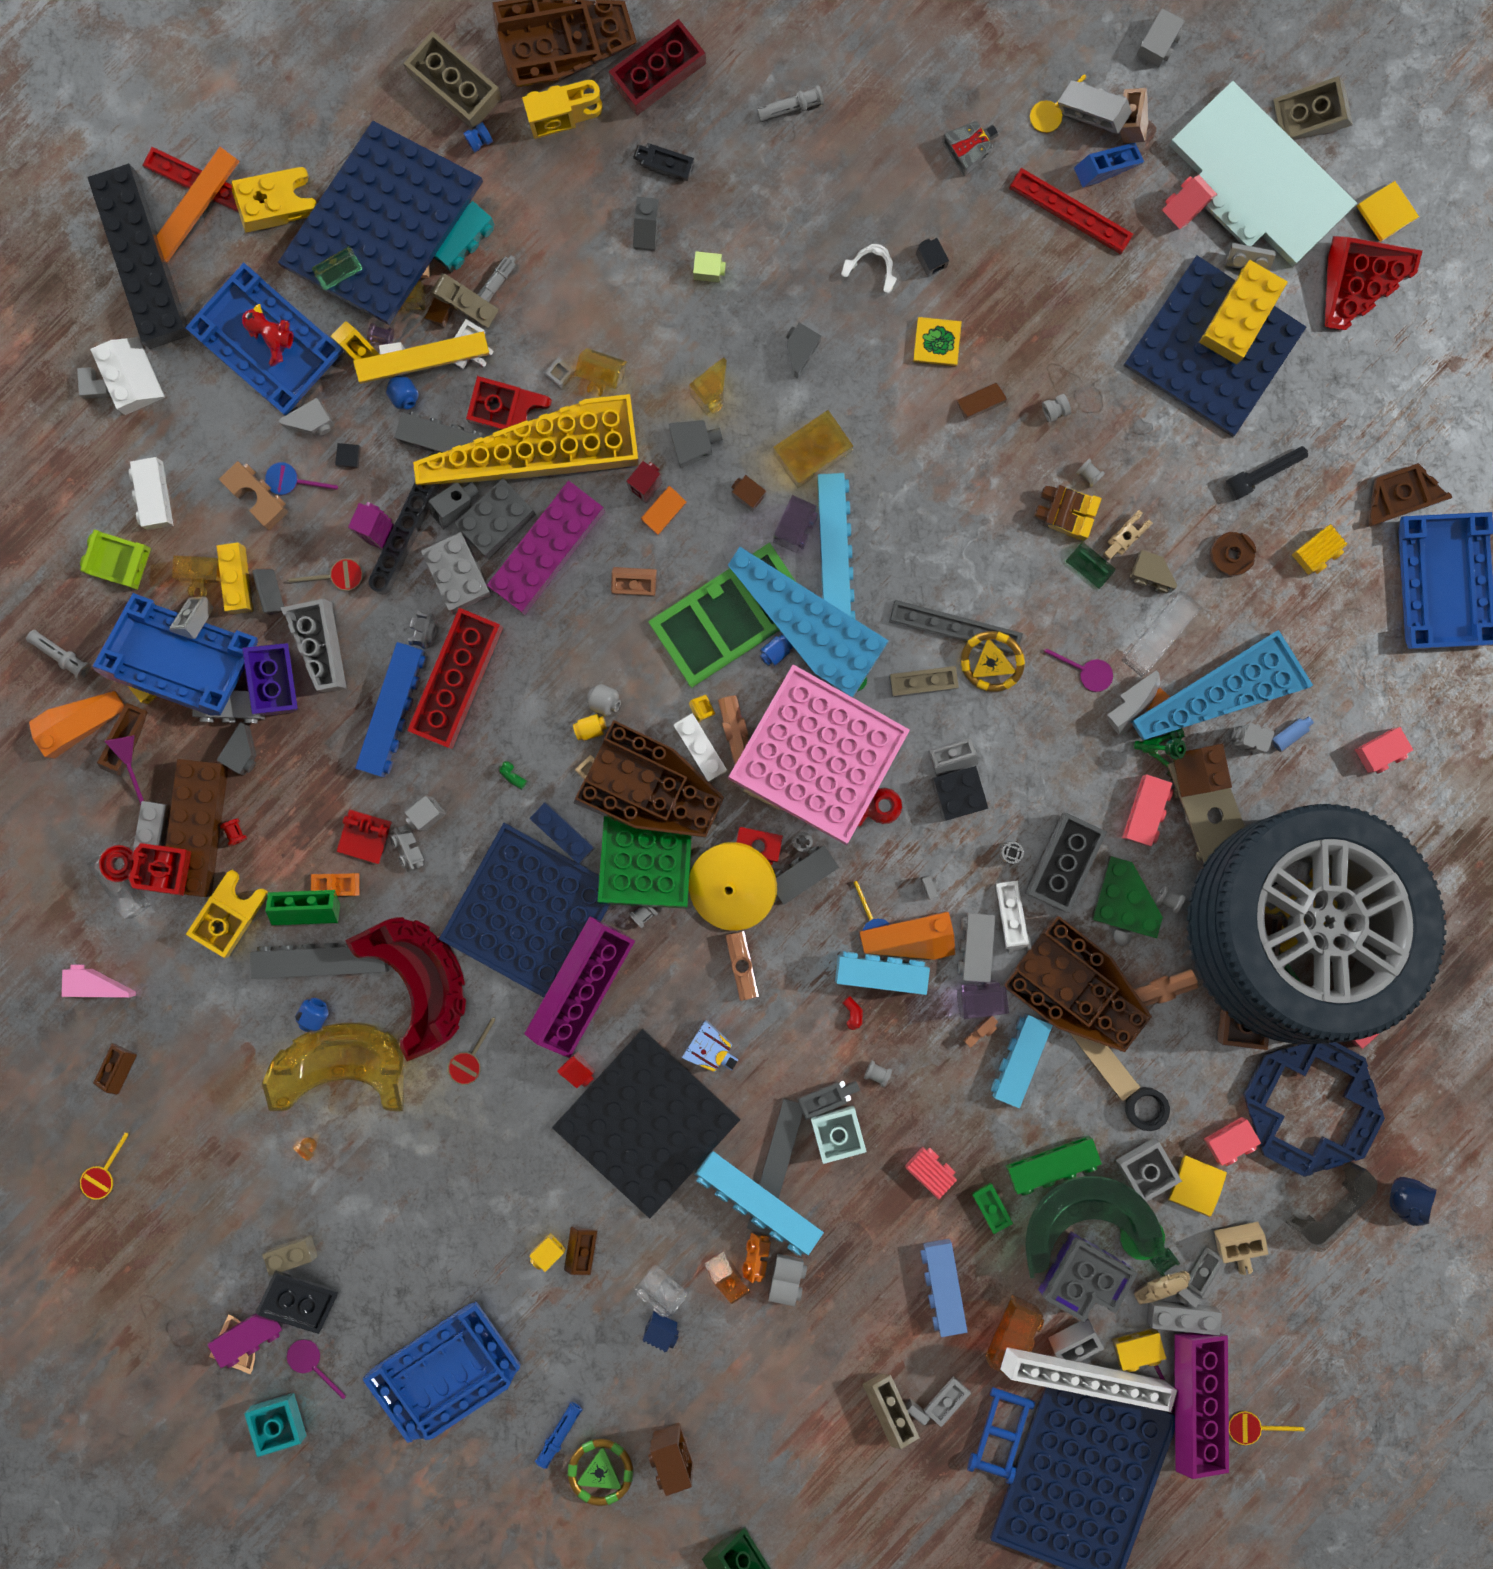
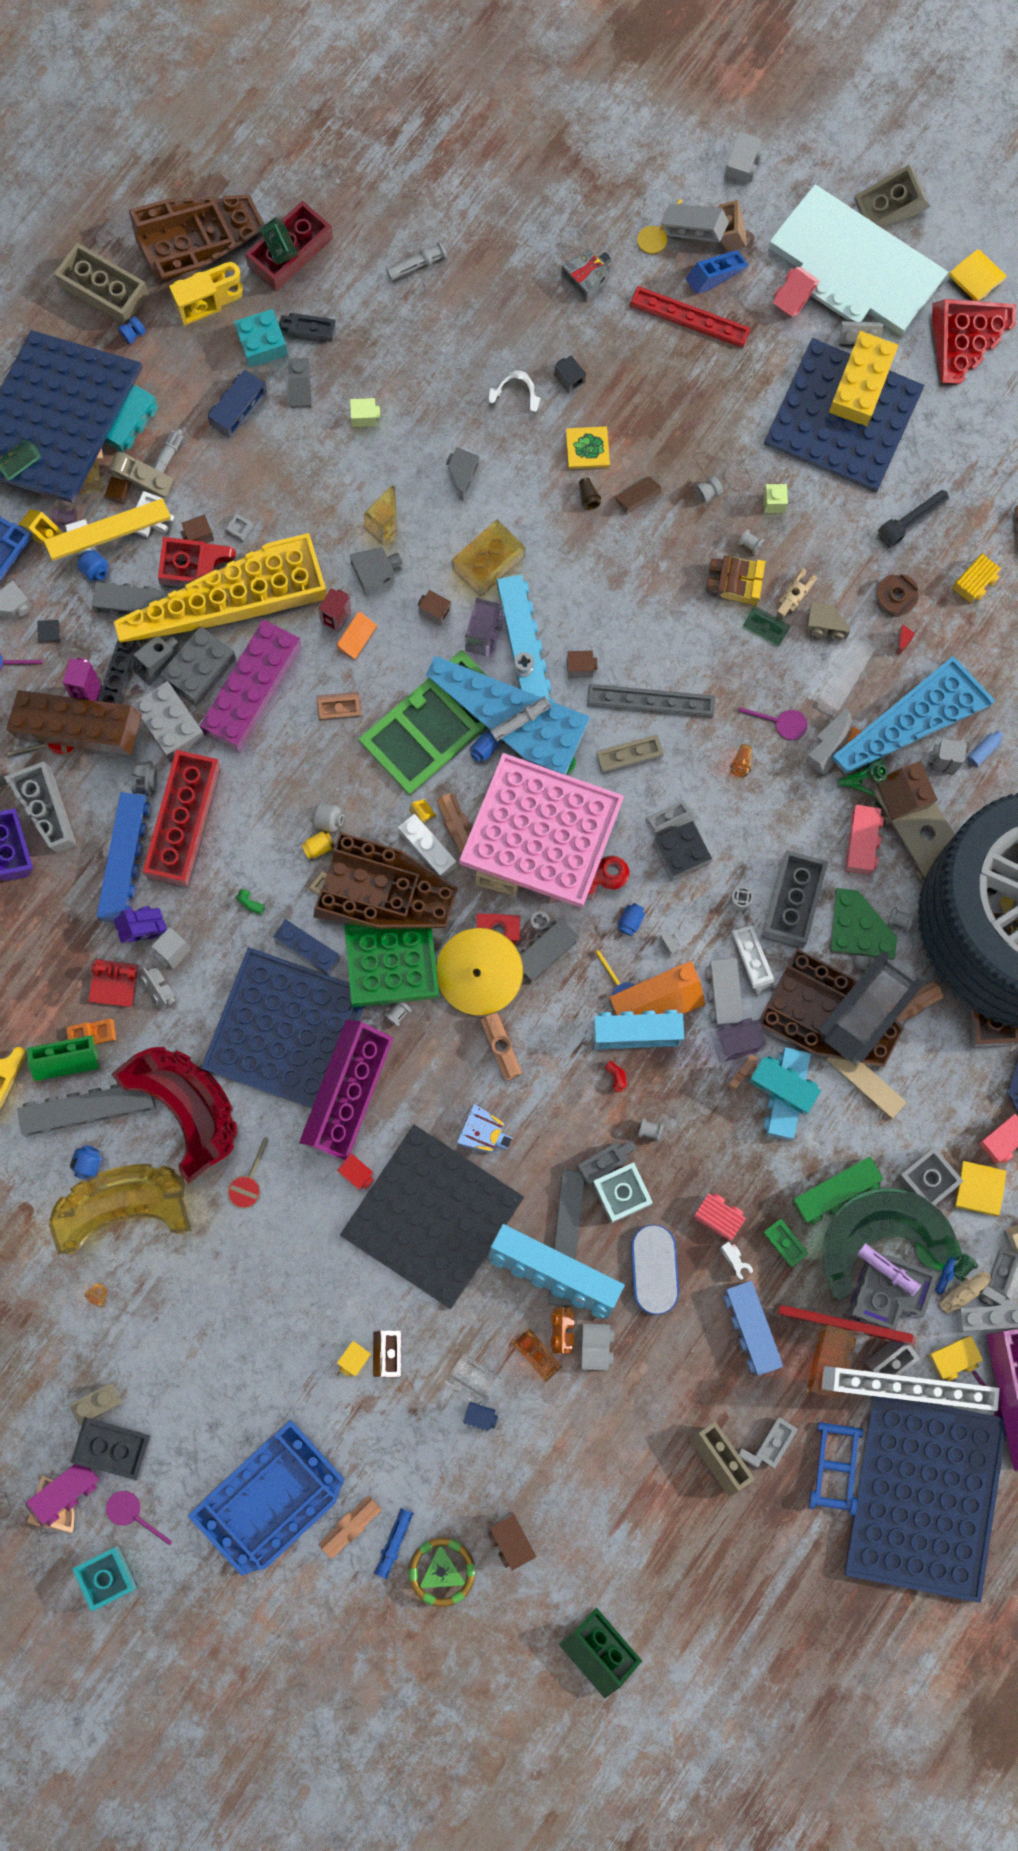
camera: 15 degrees left, 10 degrees down
(359, 562) = (74, 722): none -> reddish brown brick
(397, 784) = (140, 924): none -> dark purple brick
(514, 371) = (197, 530): none -> reddish brown brick
(518, 1413) = (349, 1527): none -> nougat piece
(576, 236) = (236, 403): none -> dark blue brick
(600, 369) = (278, 517): clear yellow brick -> none
(612, 167) = (260, 338): none -> teal brick
(646, 62) = (278, 240): none -> clear green slope
(821, 630) = (519, 719): none -> light grey pin
(835, 569) = (518, 667): none -> light grey bush
(857, 1212) = (655, 1269): none -> flat silver tile
(890, 578) = (581, 664): none -> reddish brown brick
(895, 855) = (631, 919): none -> blue brick
(930, 396) = (589, 496): none -> dark brown cone
(937, 1211) = (732, 1255): none -> white plate
(993, 661) = (691, 724): piece -> none
(1020, 1055) = (785, 1085): none -> teal brick
(1037, 710) = (742, 762): none -> clear orange cone
(1037, 1304) = (856, 1327): none -> red tile
(1096, 1271) = (888, 1269): none -> lavender pin
(1121, 996) = (869, 1010): none -> piece
(1124, 429) = (775, 498): none -> yellowish green brick
(1147, 1267) = (946, 1276): none -> blue piece
(1164, 1109) = (934, 1120): black tyre -> none
(1231, 602) = (905, 636): none -> red slope

